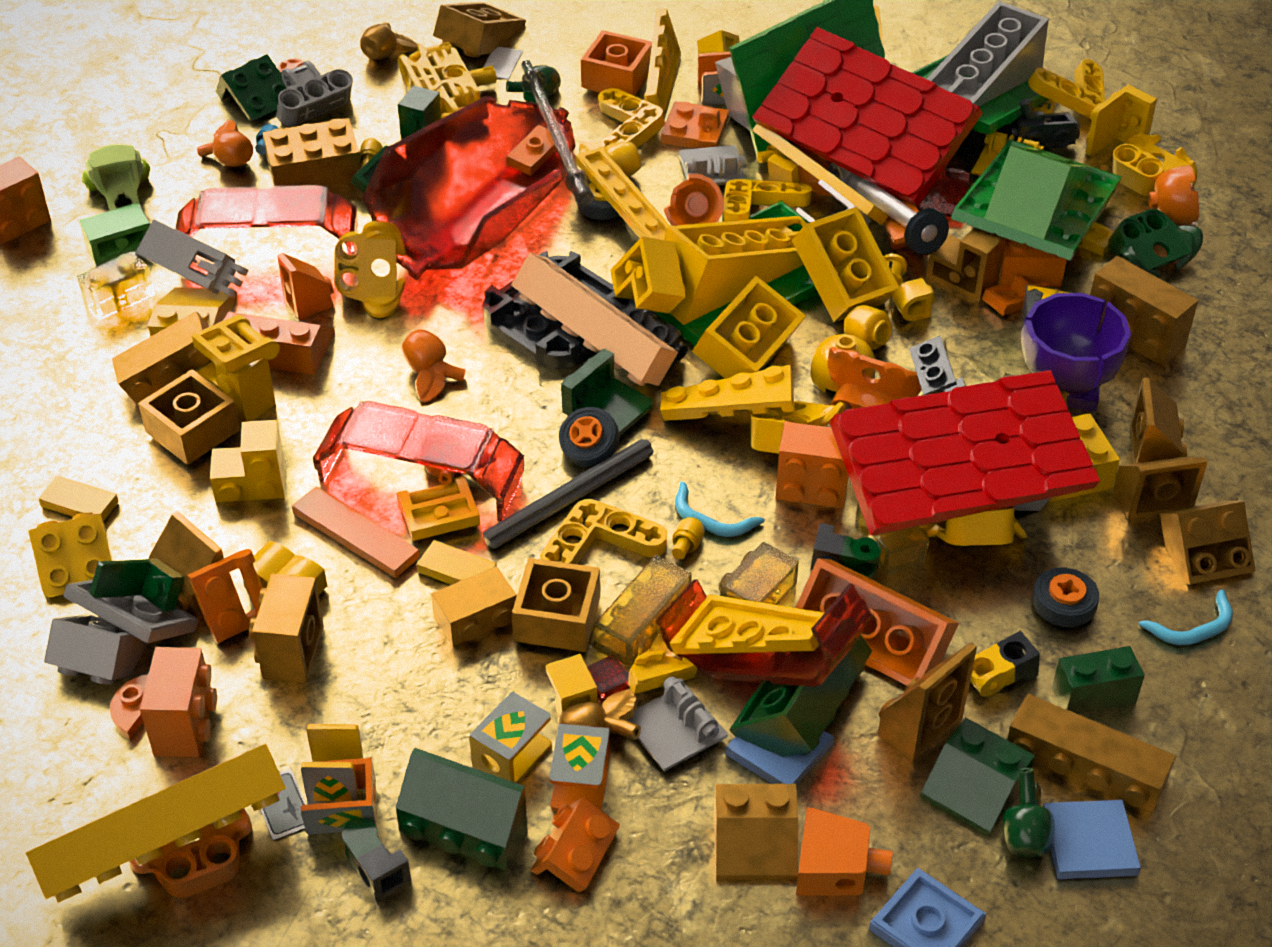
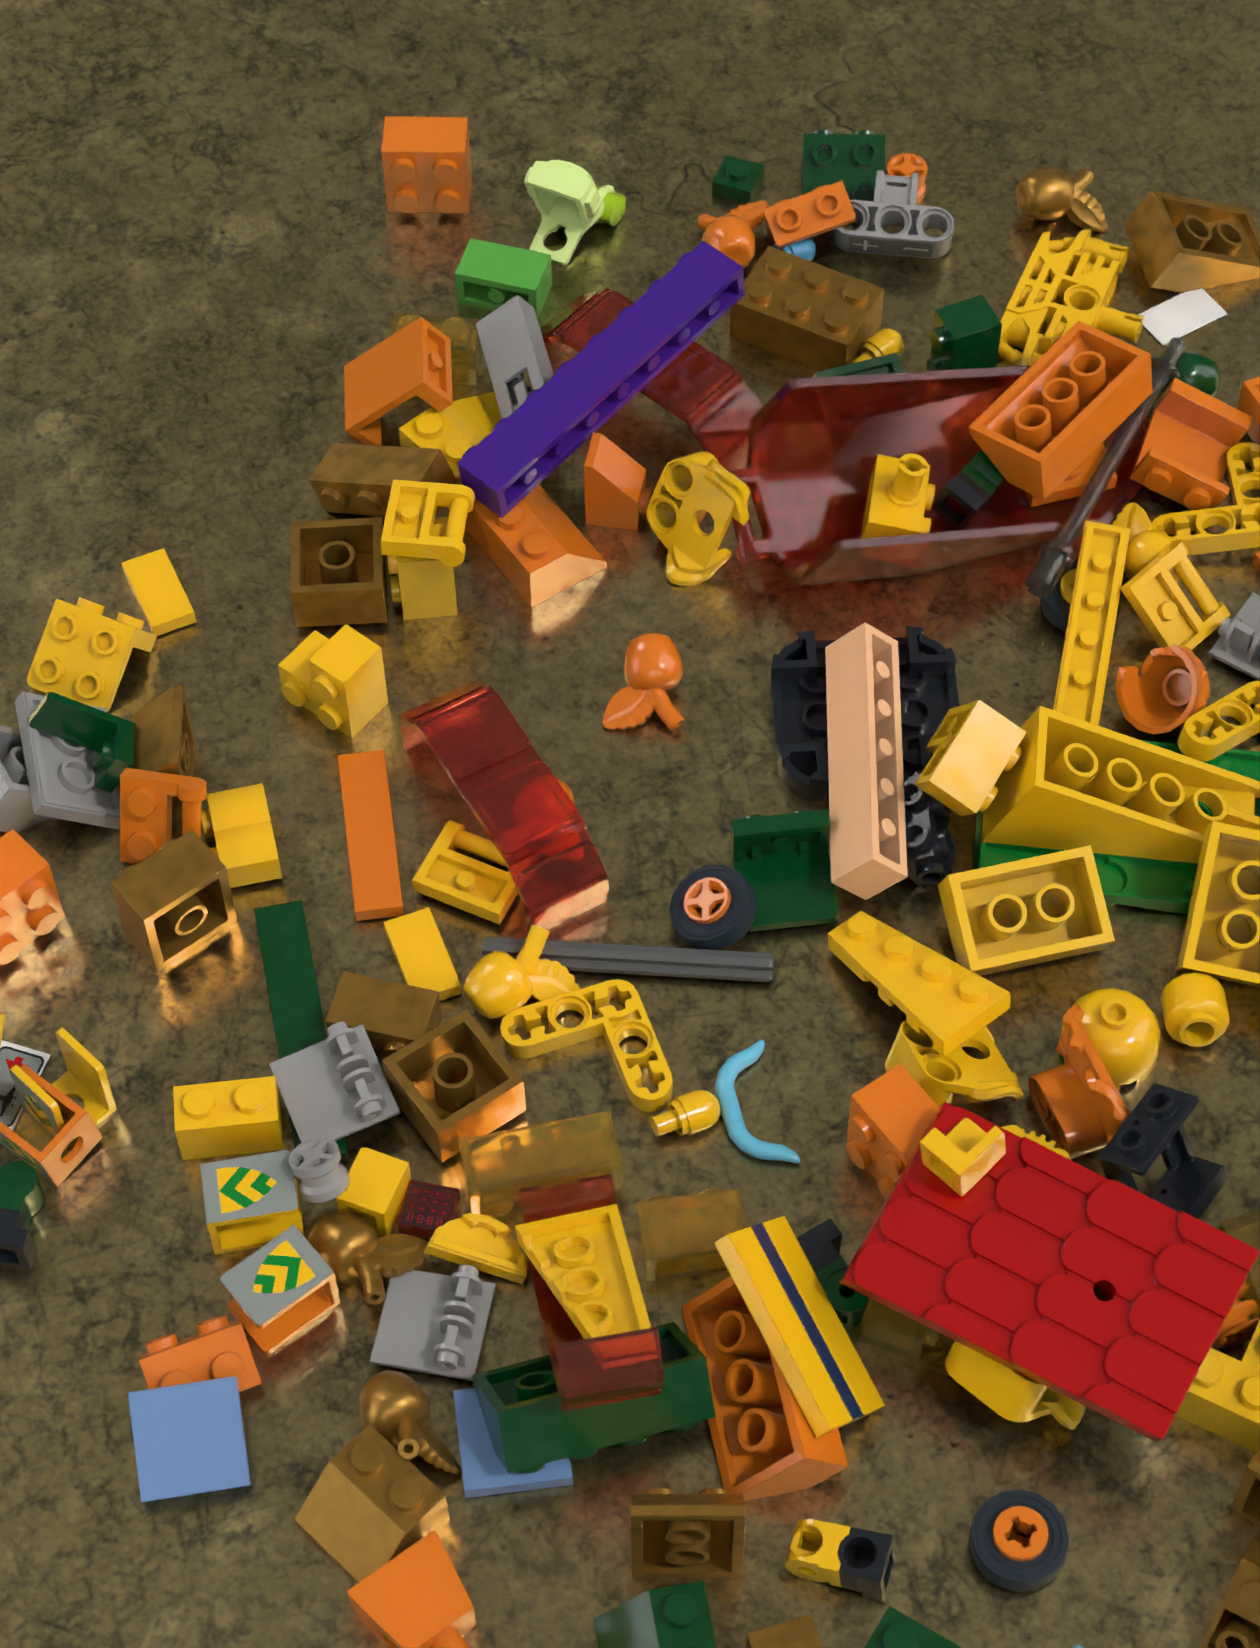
camera: 45 degrees right, 10 degrees up
(114, 304) = (393, 371): none -> orange panel
(196, 123) = (738, 179): none -> dark green plate
(255, 225) = (601, 378): none -> dark purple brick
(265, 110) = (808, 215): none -> orange bracket
(429, 647) = (291, 984): none -> dark green tile
(446, 712) = (228, 1118): none -> yellow brick
(462, 809) = (120, 1242): dark green slope -> none
(466, 200) = (898, 497): none -> yellow brick
(492, 651) = (335, 1085): none -> light grey hinge
(497, 175) = (970, 489): none -> black leg
(512, 111) = (1063, 408): none -> orange slope
(524, 536) = (504, 983): none -> yellow piece
(540, 687) = (318, 1170): none -> light grey wheel
(576, 107) = (1188, 446): none -> orange panel
(617, 879) = (189, 1439): none -> medium blue tile
(652, 168) = (1165, 607): none -> yellow plate
(714, 767) = (400, 1414): none -> pearl gold piece
(871, 573) = (799, 1325): none -> yellow tile
(876, 427) = (962, 1154): none -> yellow panel

